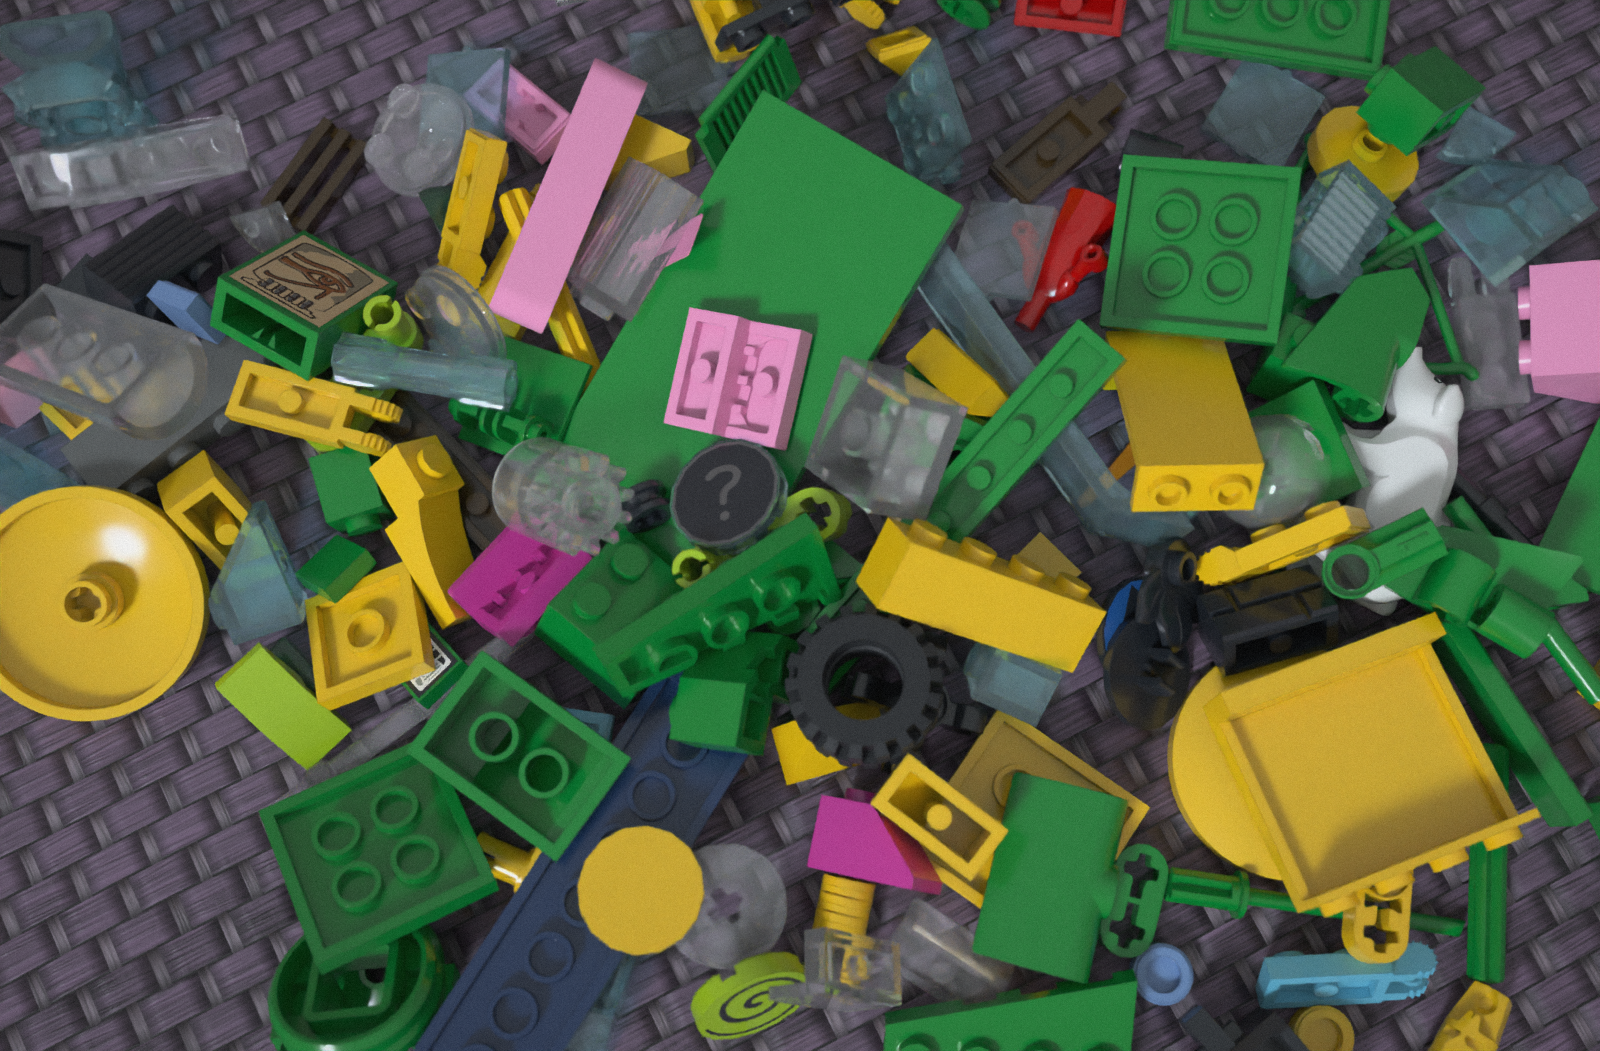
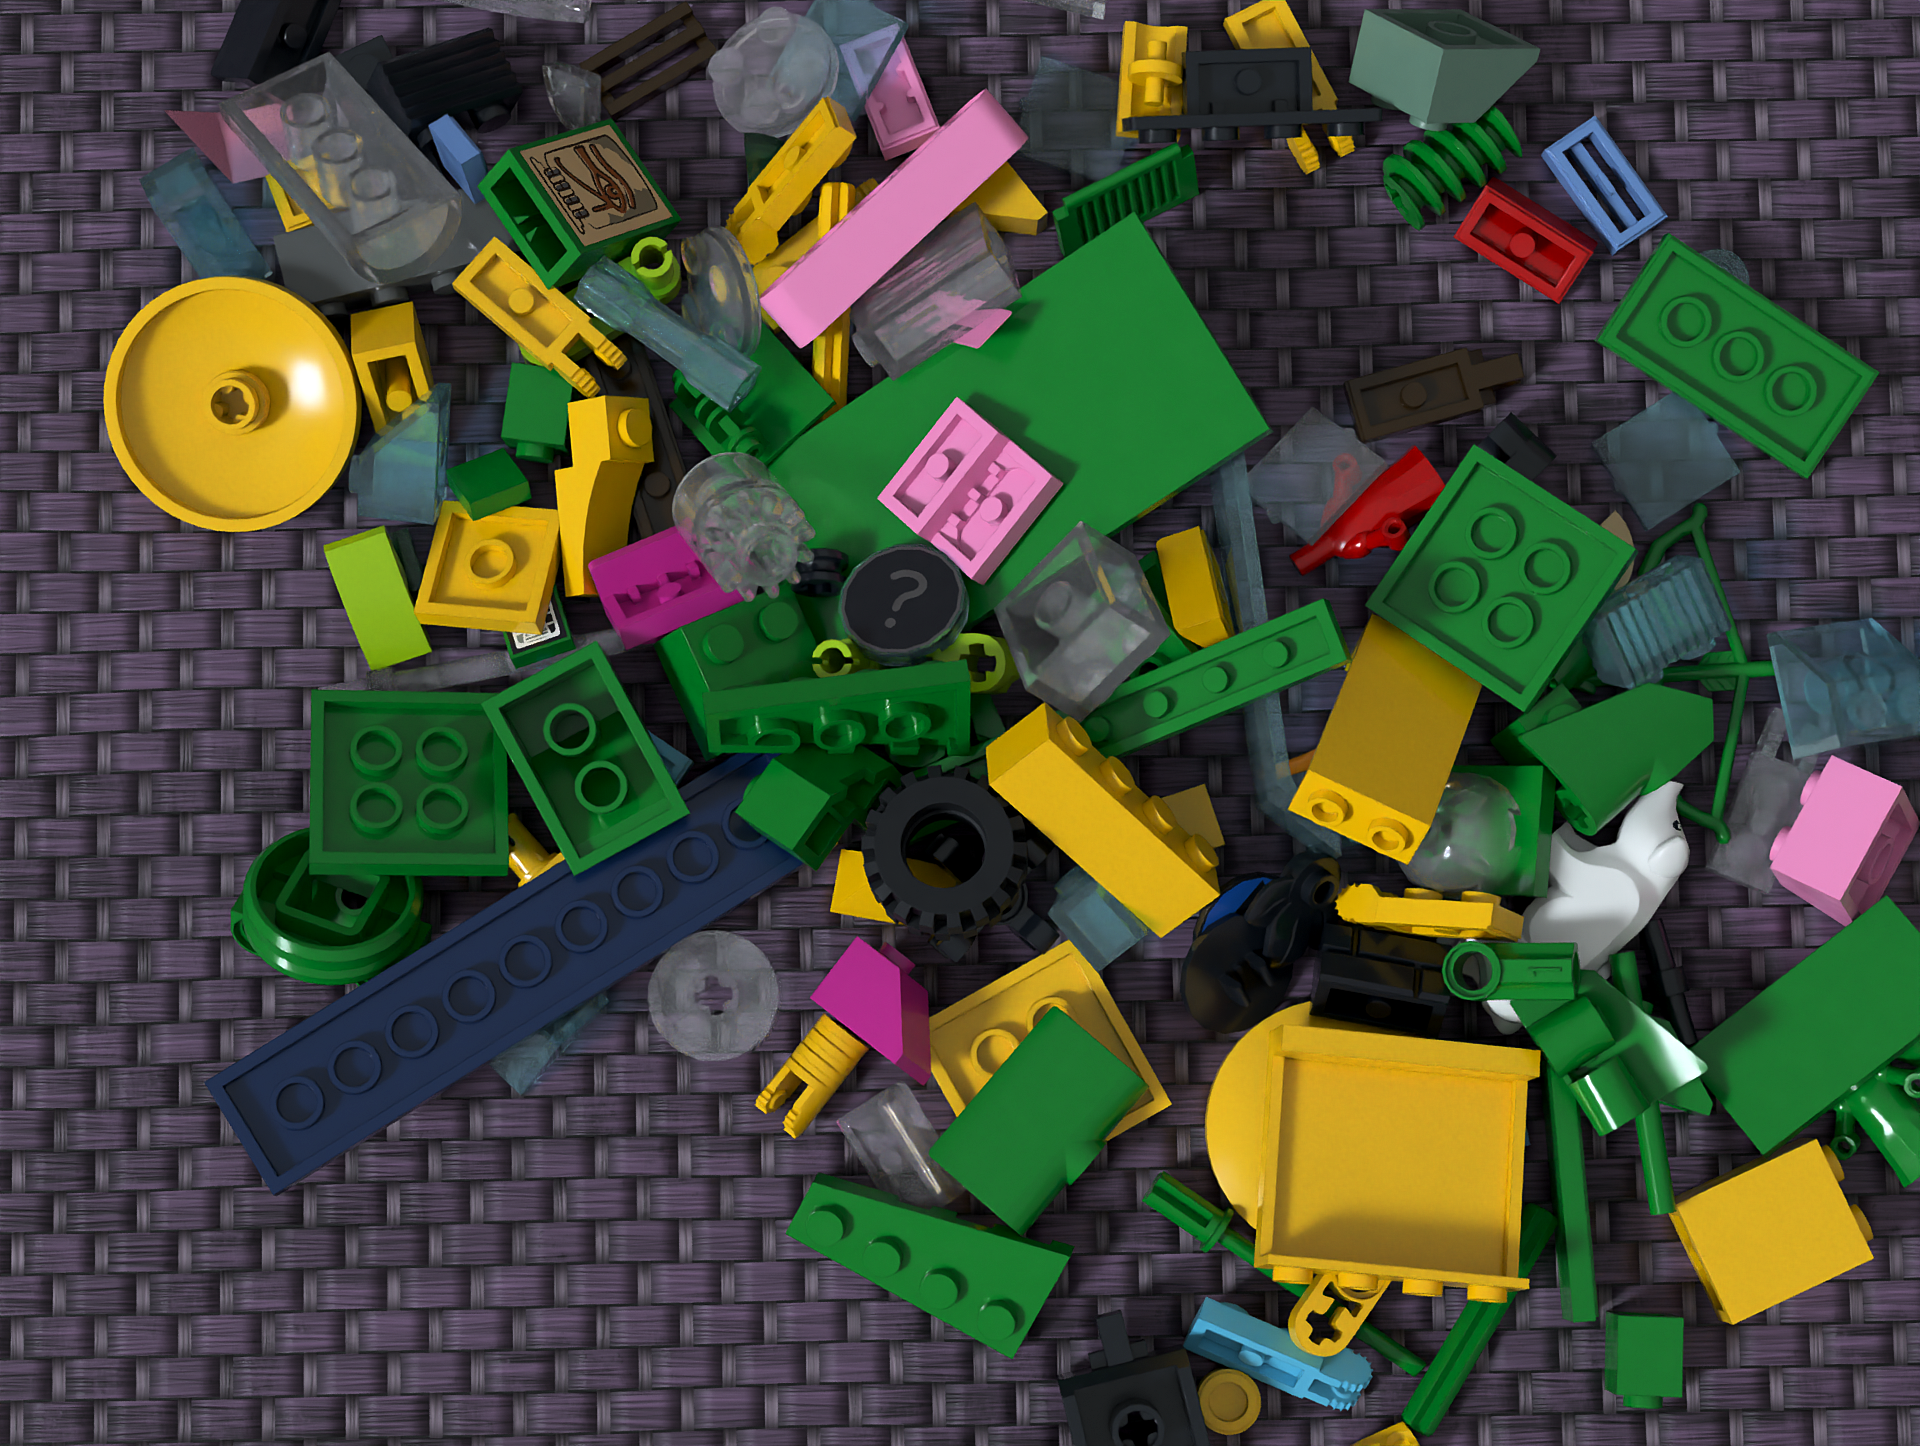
camera: 25 degrees right, 5 degrees up
(641, 890) = (641, 941): yellow tile -> none
(742, 1001) = (699, 1095): lime tile -> none
(845, 973) = (796, 1114): clear panel -> none
(898, 48) = (1317, 209): yellow slope -> none
(929, 118) = (1301, 306): clear light blue hinge -> none
(939, 816) = (956, 1009): yellow slope -> none
(1146, 903) = (1122, 1196): green beam -> none
(1162, 974) = (1103, 1267): medium blue tile -> none
(1345, 136) = (1772, 548): yellow plate -> none
(1418, 99) = (1821, 526): green brick -> none
(1474, 139) = (1872, 593): clear light blue tile -> none

